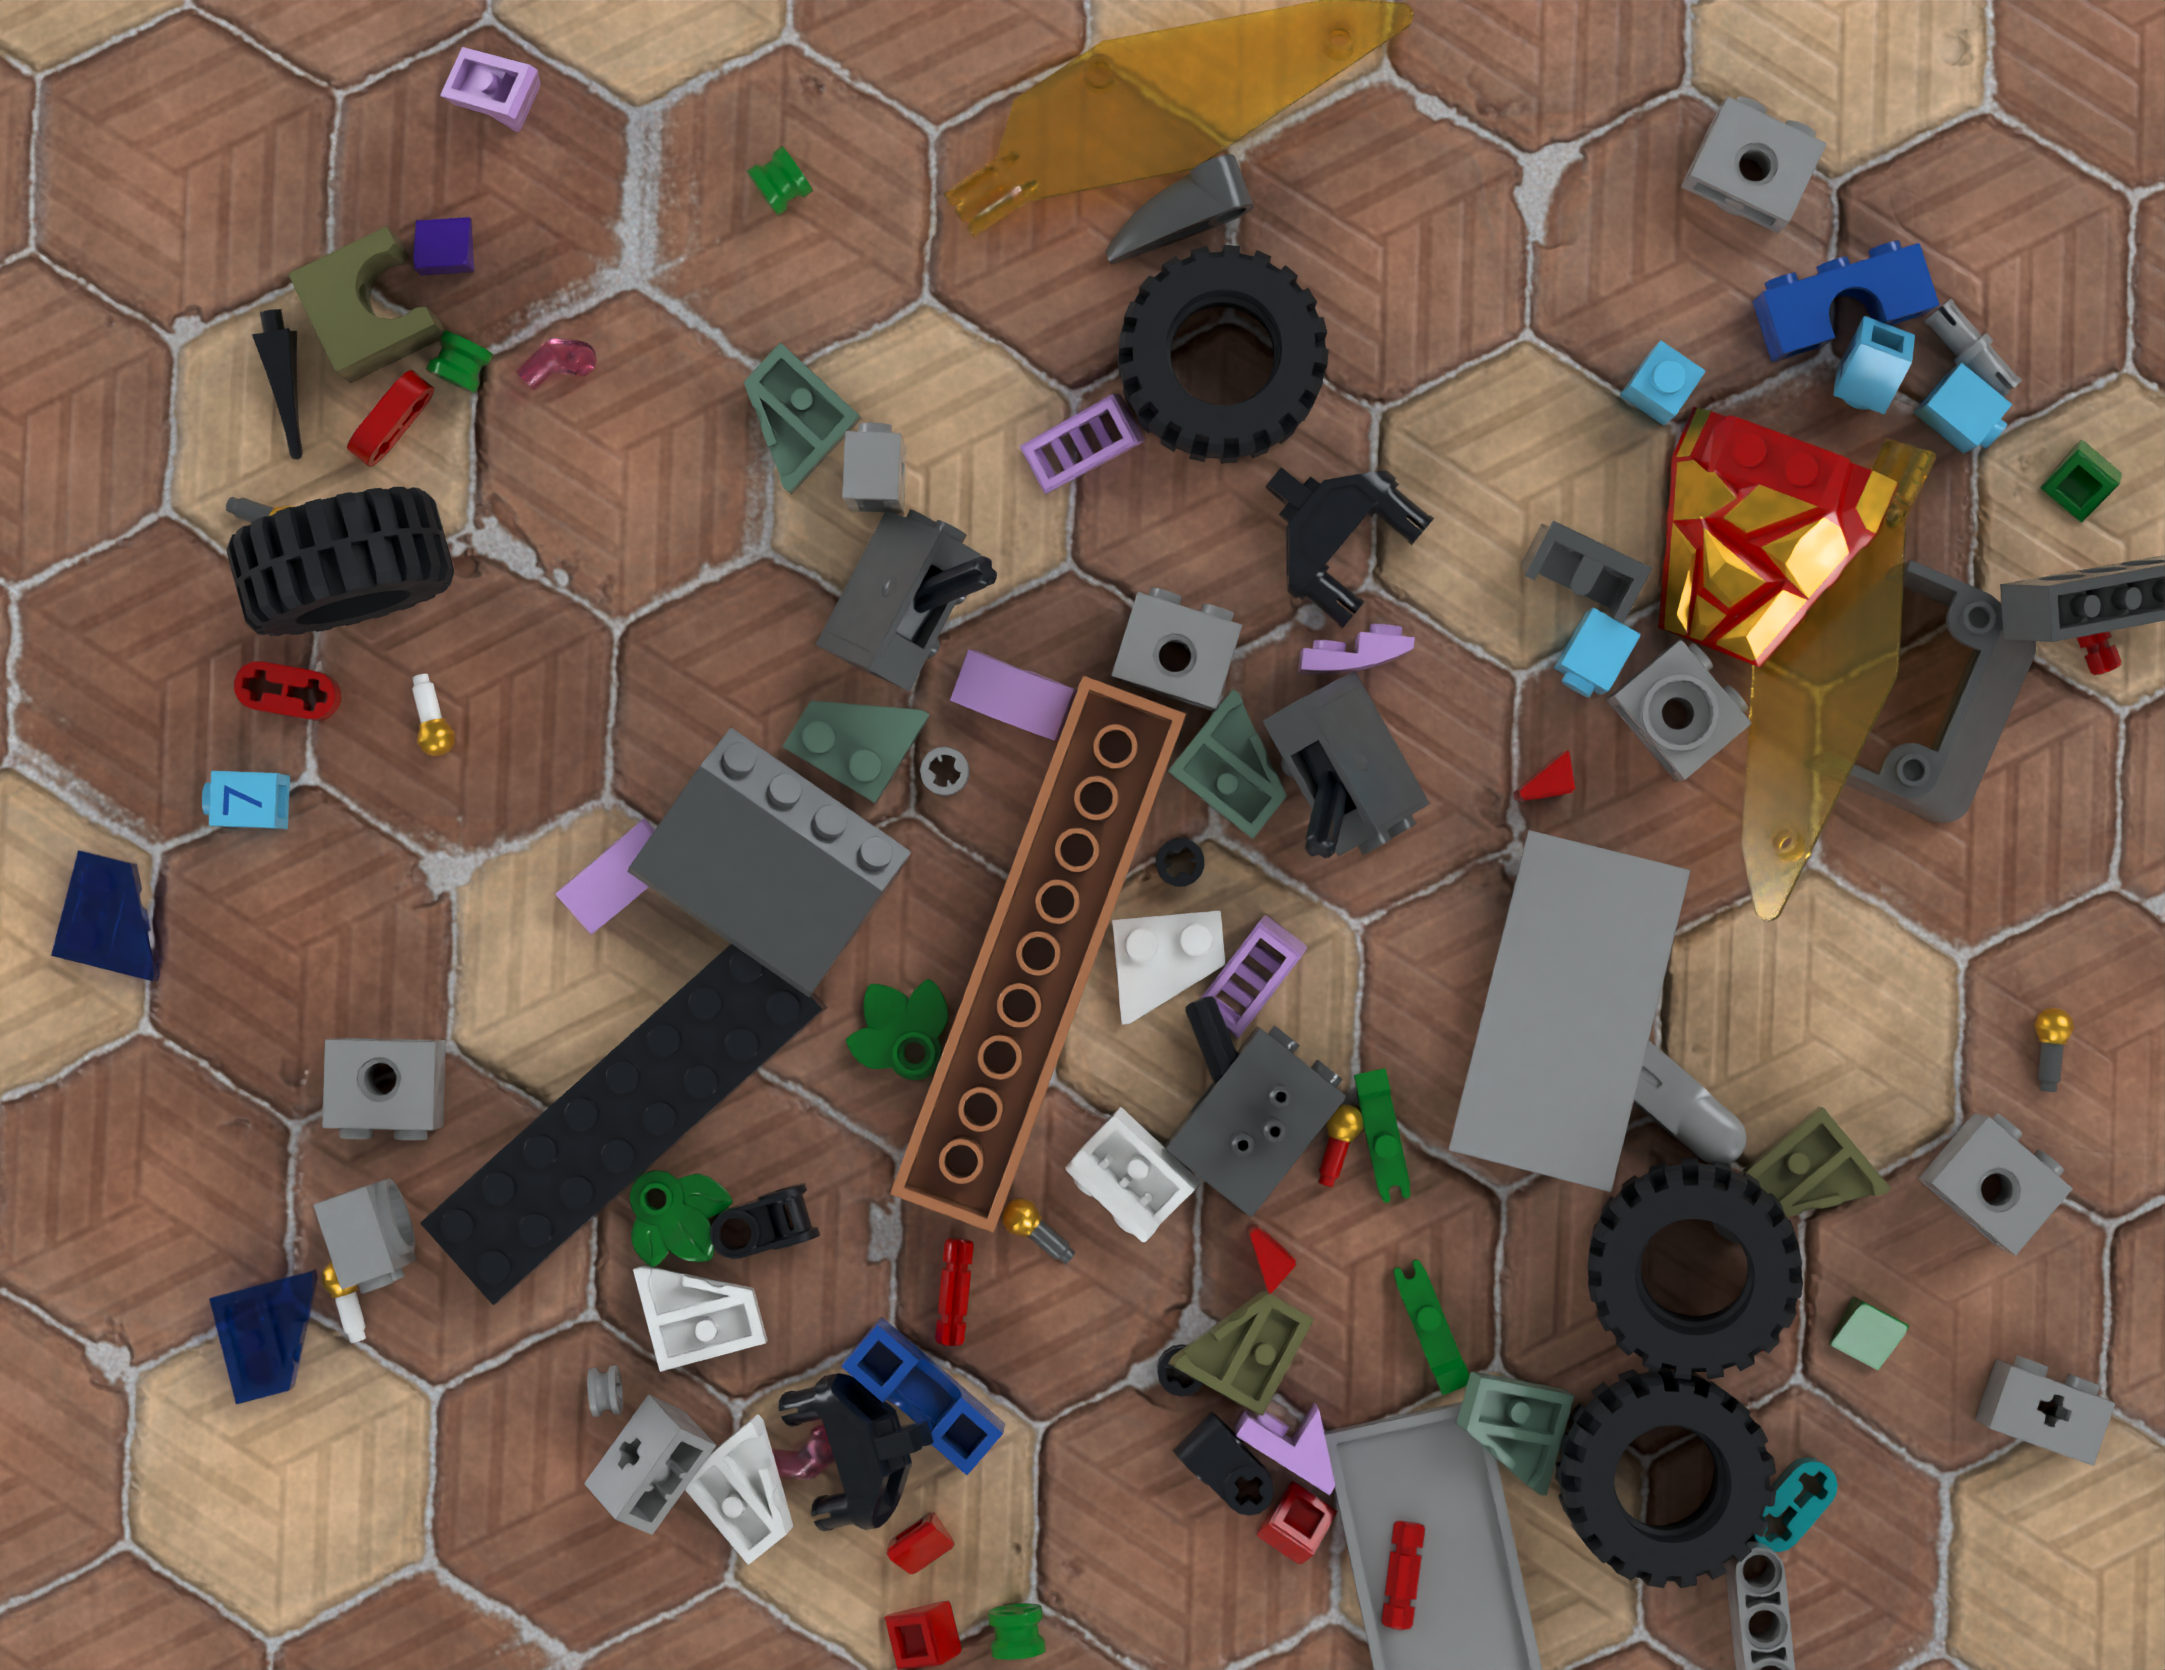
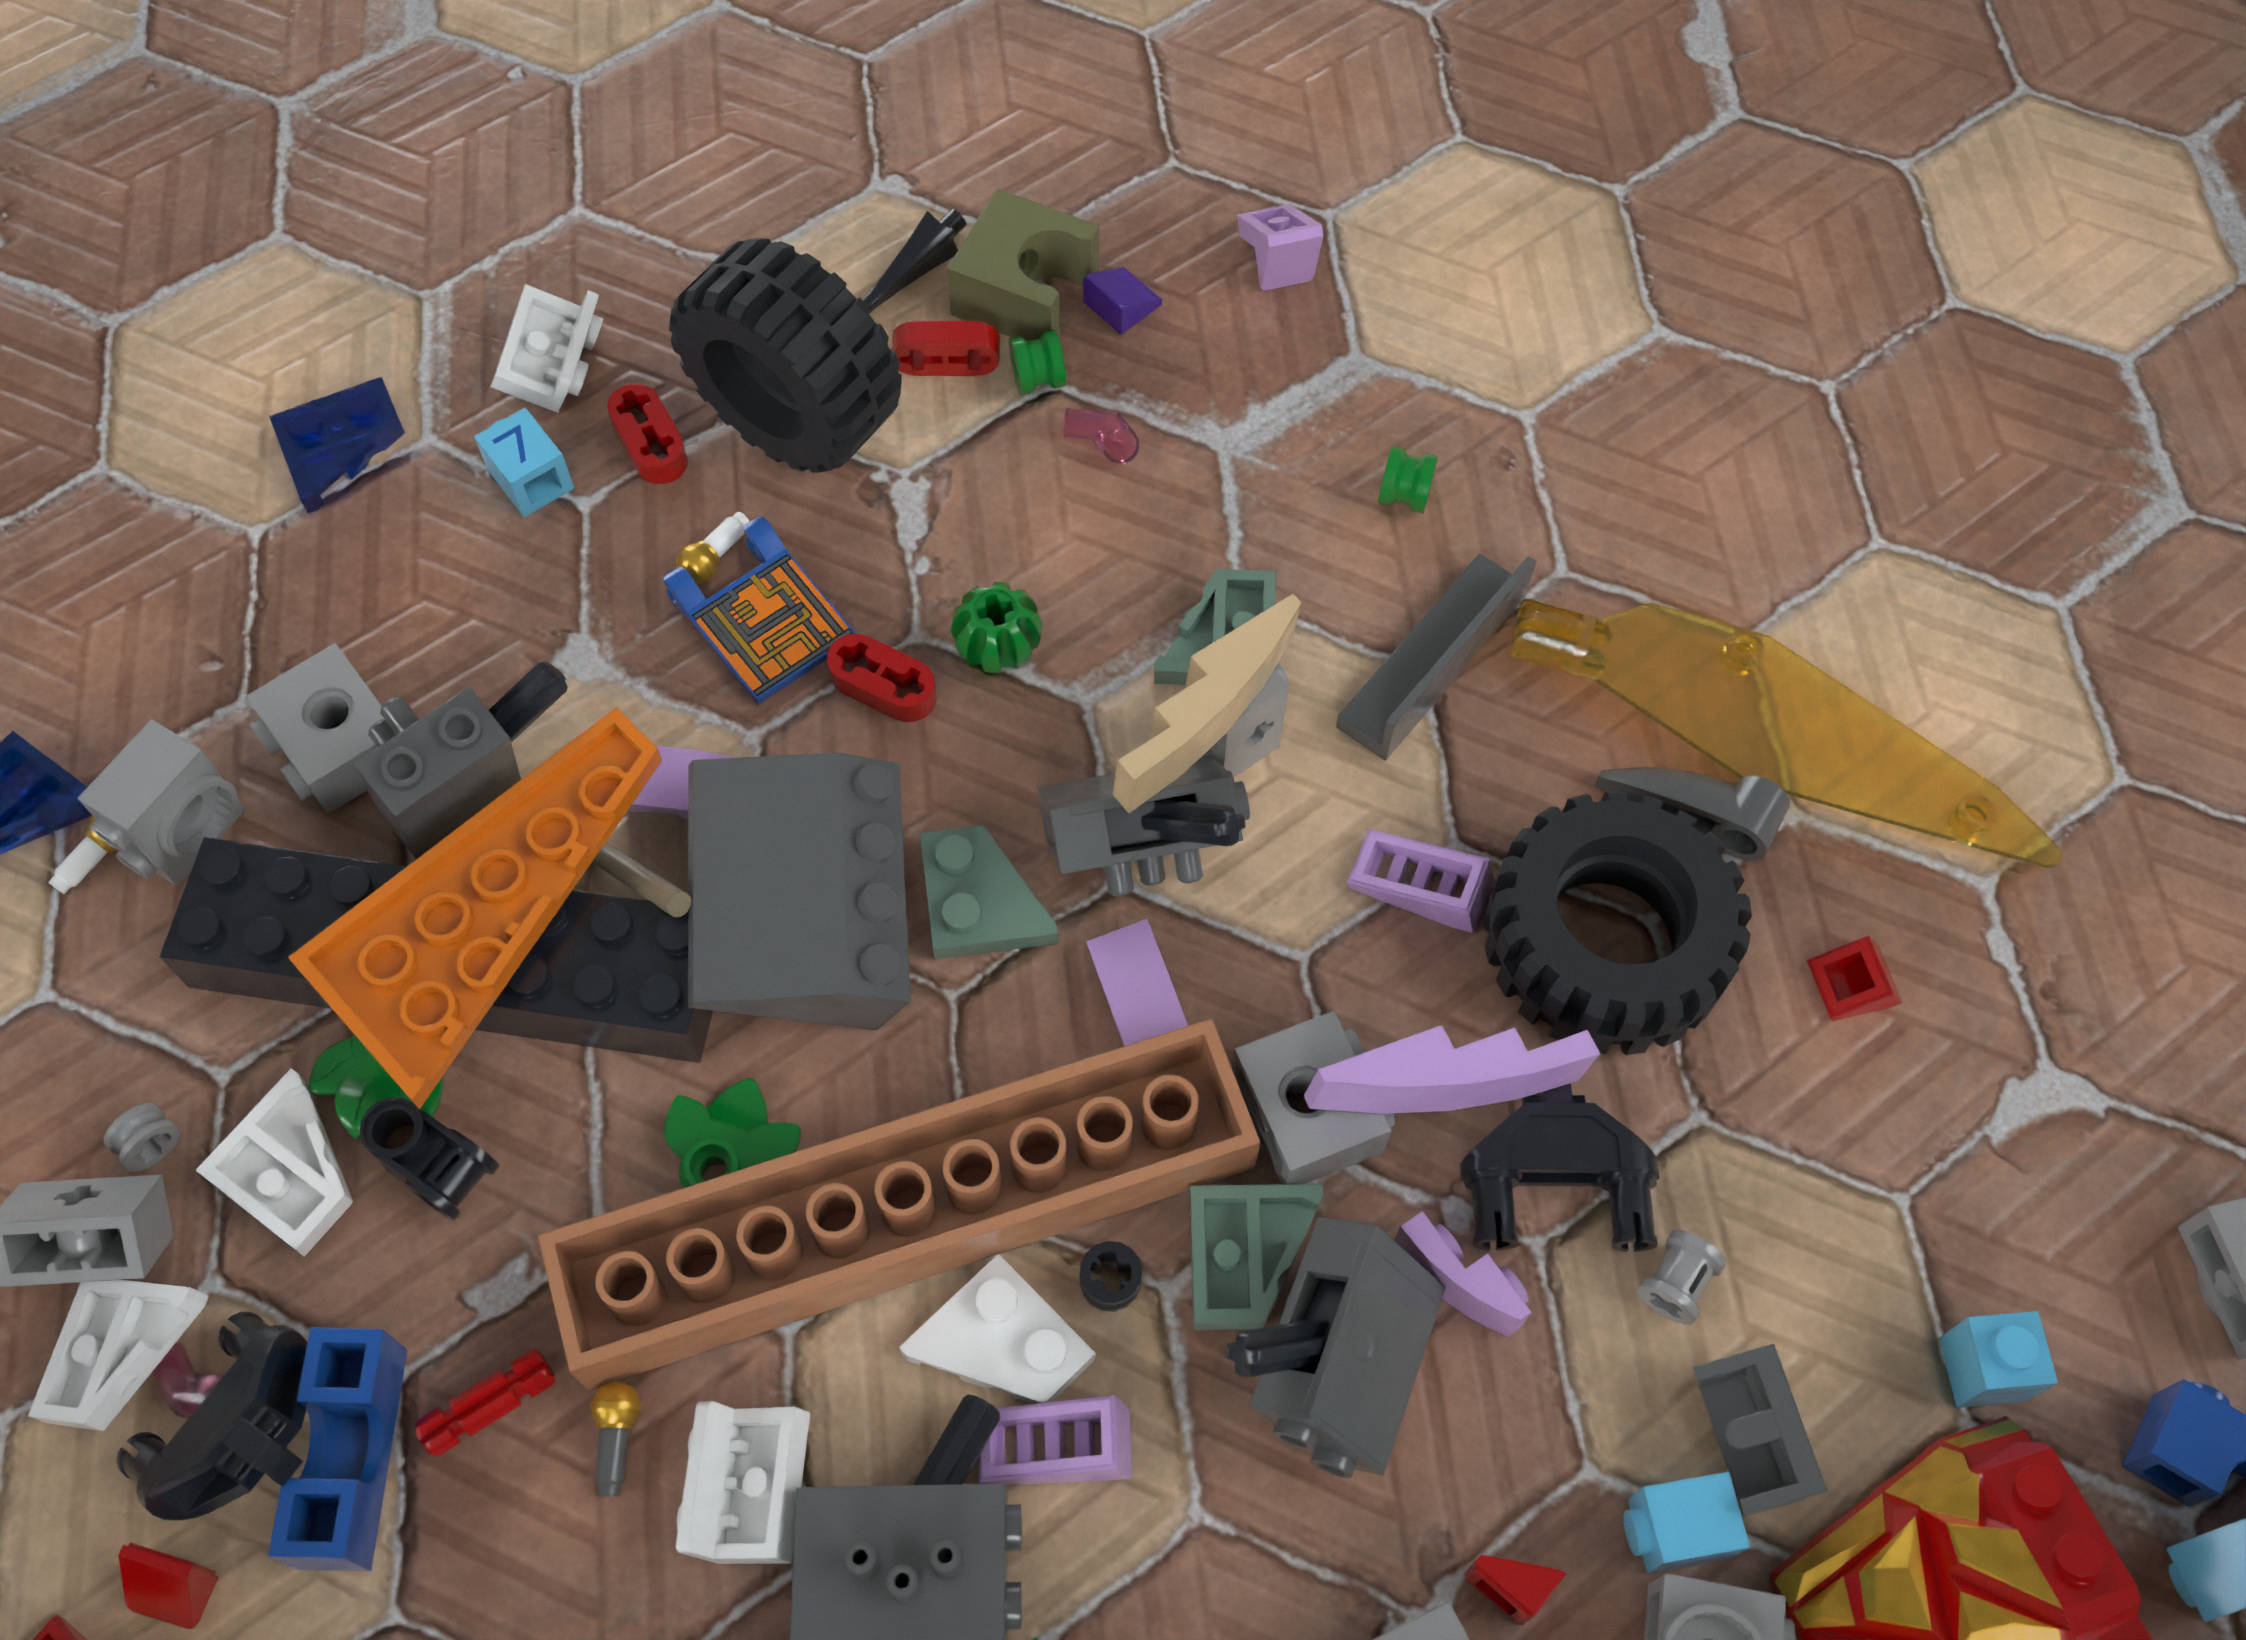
camera: 45 degrees right, 25 degrees down
(151, 710) = (545, 348): none -> white bracket
(503, 1023) = (453, 760): none -> dark grey piece
(524, 722) = (765, 623): none -> flag
(631, 666) = (879, 683): none -> red beam
(634, 1107) = (448, 931): none -> orange wing
(663, 557) = (996, 627): none -> green piece
(669, 961) = (643, 880): none -> dark tan bar
(876, 488) = (1216, 693): none -> tan slope
(927, 284) = (1434, 654): none -> dark grey panel
(960, 765) = (997, 984): light grey bush -> none
(1233, 572) = (1432, 1076): none -> lavender slope
(1376, 226) = (1854, 979): none -> red slope
(1463, 521) = (1681, 1277): none -> light grey bush

